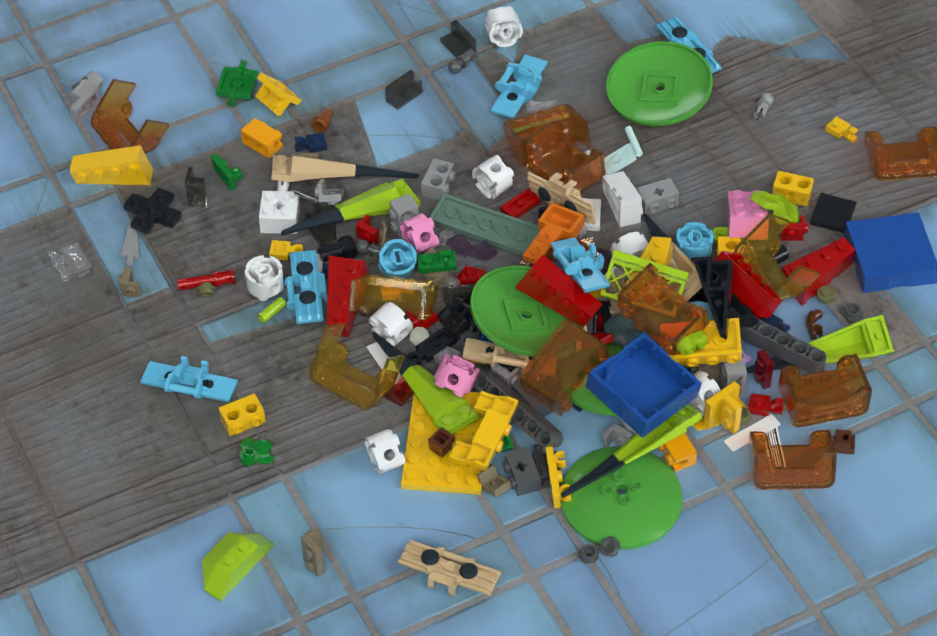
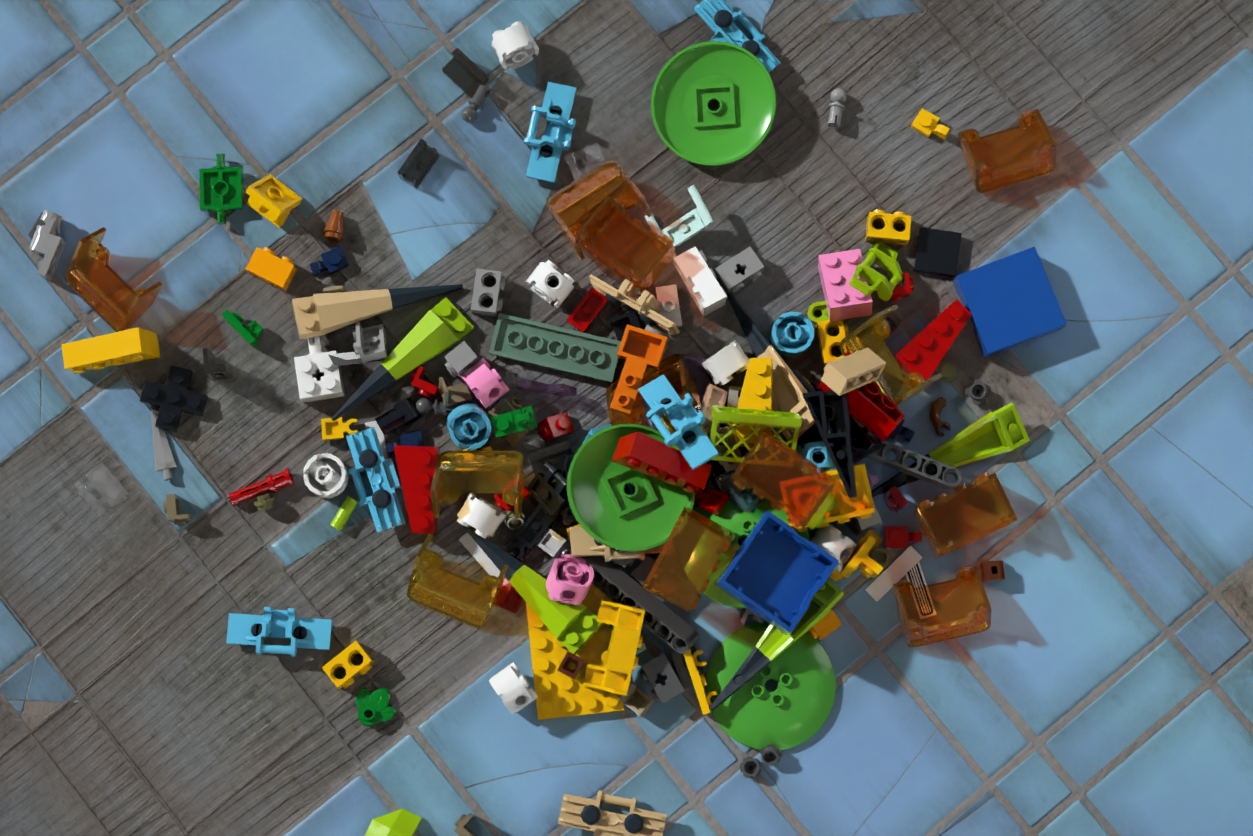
camera: 10 degrees left, 30 degrees up
(741, 252) = (853, 371): none -> tan brick

